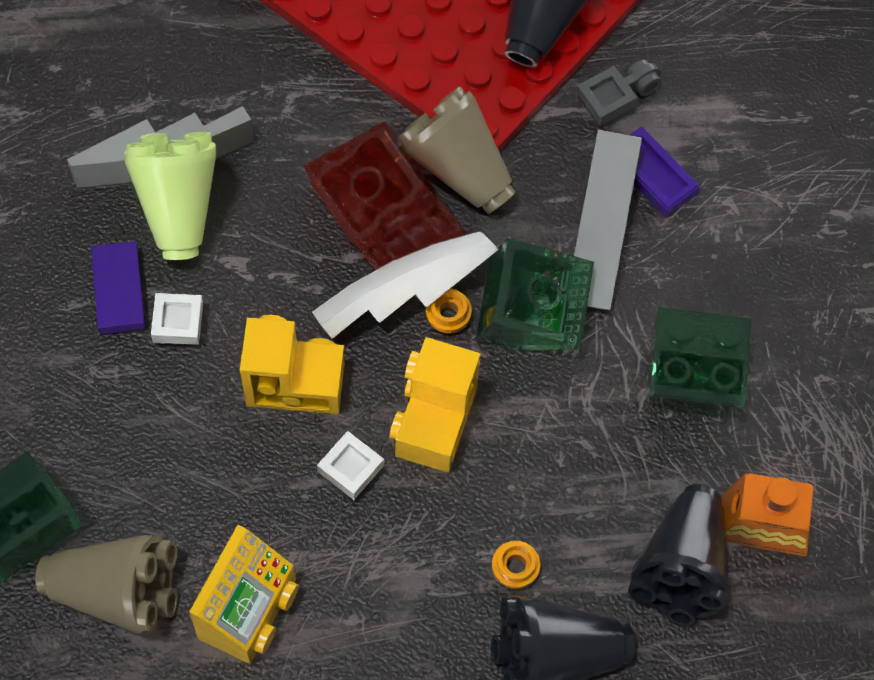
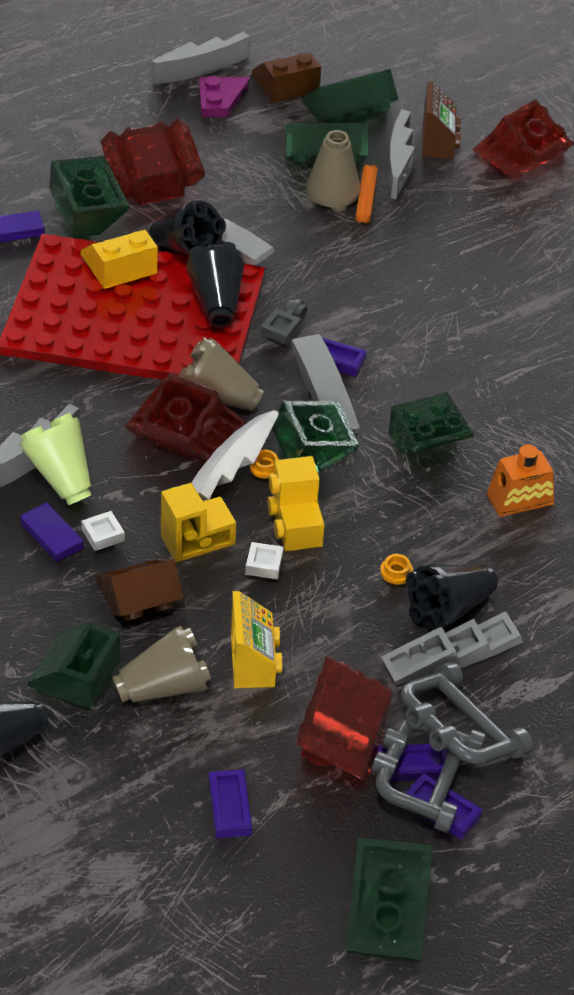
camera: 30 degrees left, 20 degrees down
(165, 430) = (141, 587): none -> reddish brown slope
(686, 559) = (495, 525): black cone -> none

